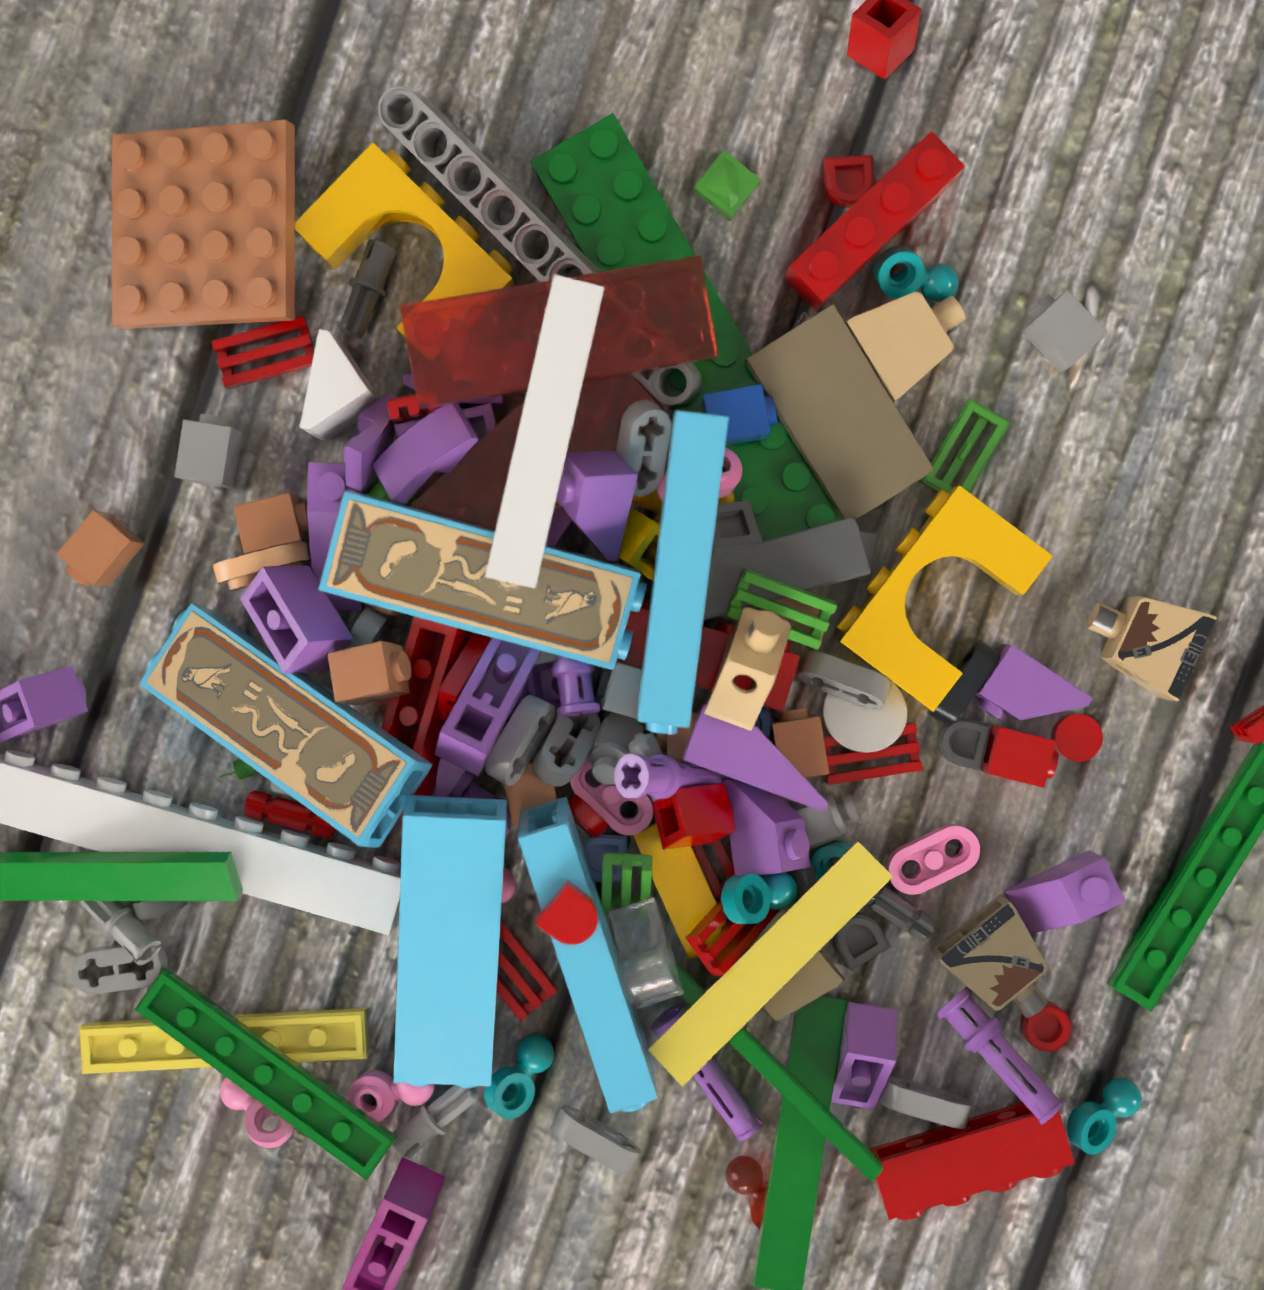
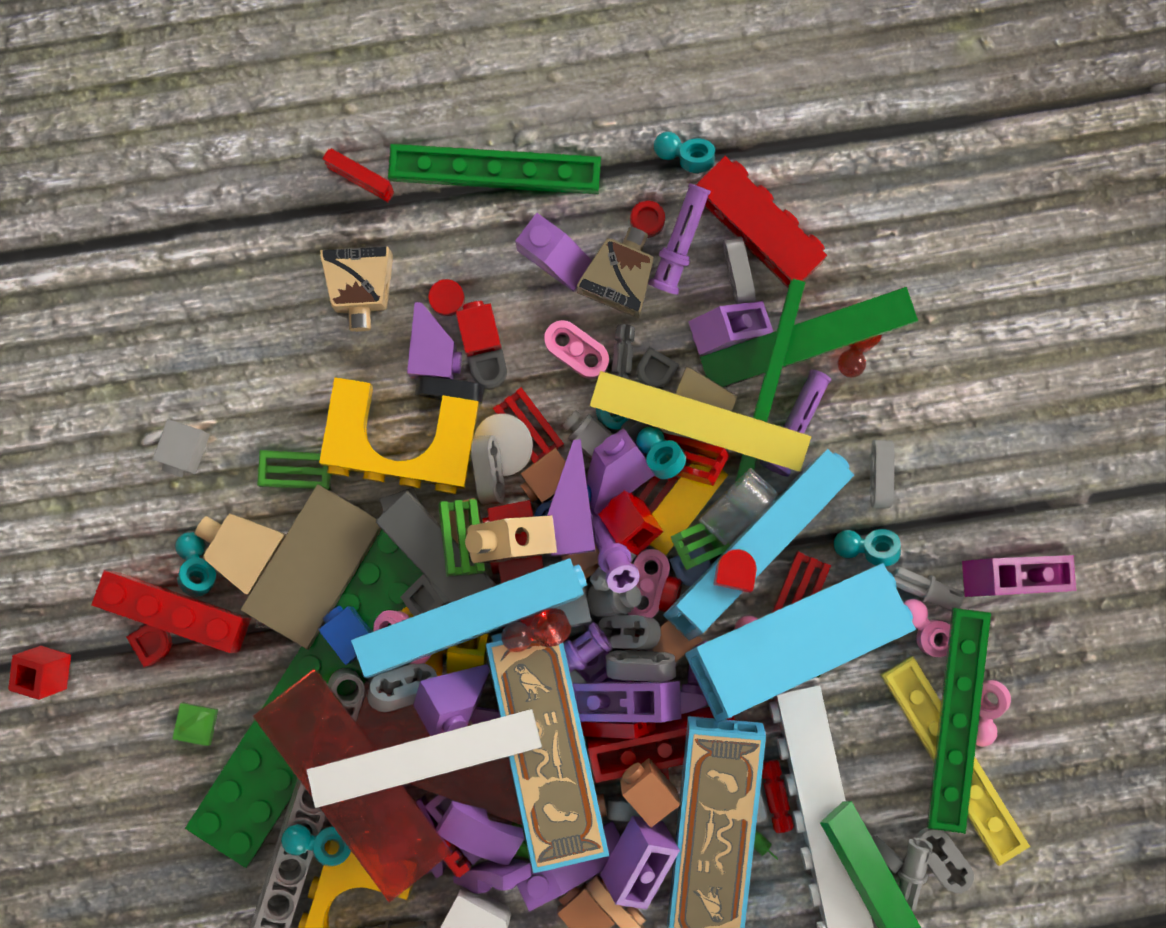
camera: 120 degrees left, 5 degrees down
(528, 237) = (298, 840): none -> teal plate
(620, 656) = (547, 628): none -> clear red plate

